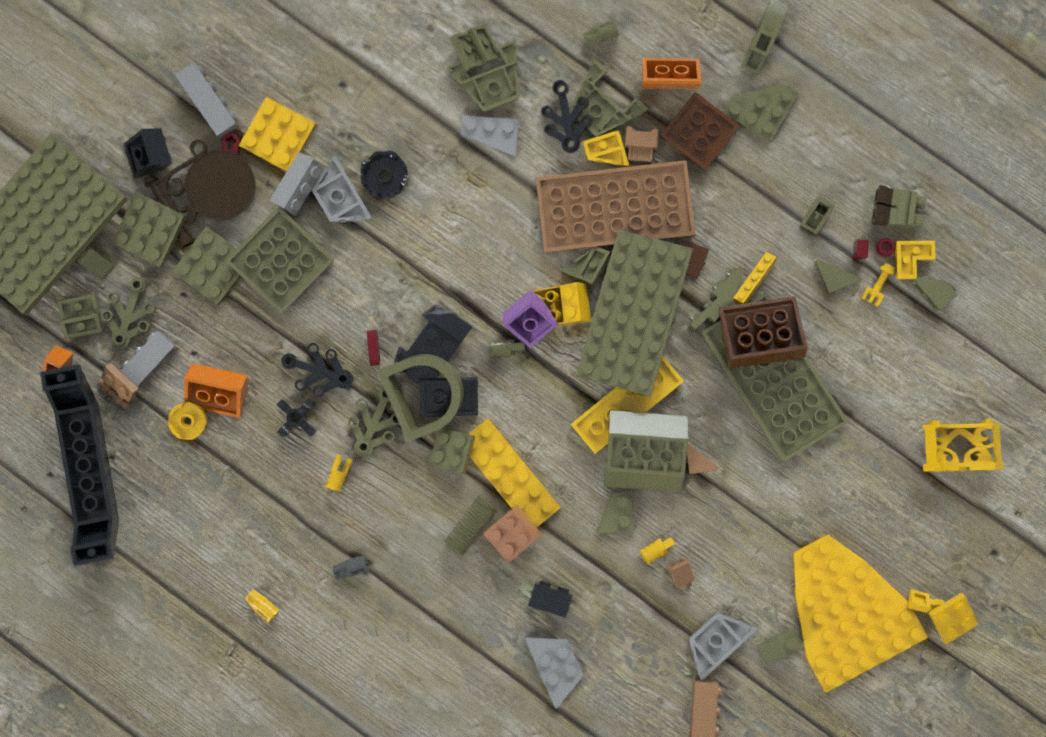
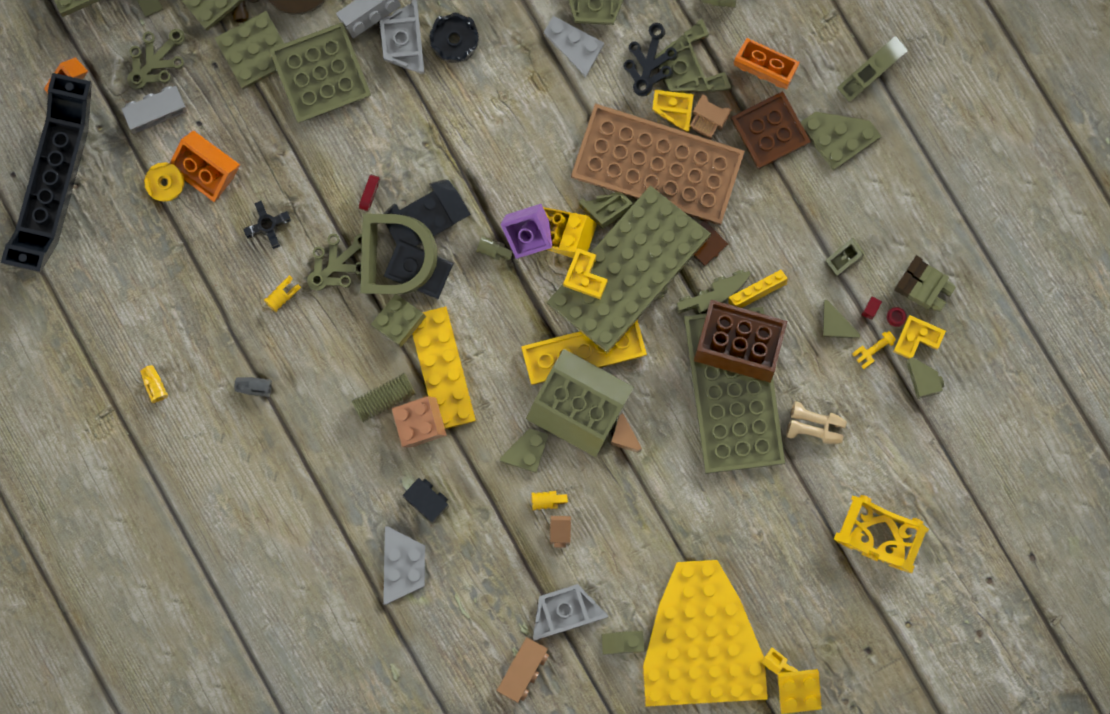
camera: 15 degrees right, 5 degrees down
(80, 316) = (110, 41): olive slope -> none
(117, 386) = (118, 118): medium nougat plate -> none
(320, 371) = (308, 192): black plant -> none
(595, 341) = (581, 279): none -> yellow plate
(842, 387) = (796, 427): none -> tan piece

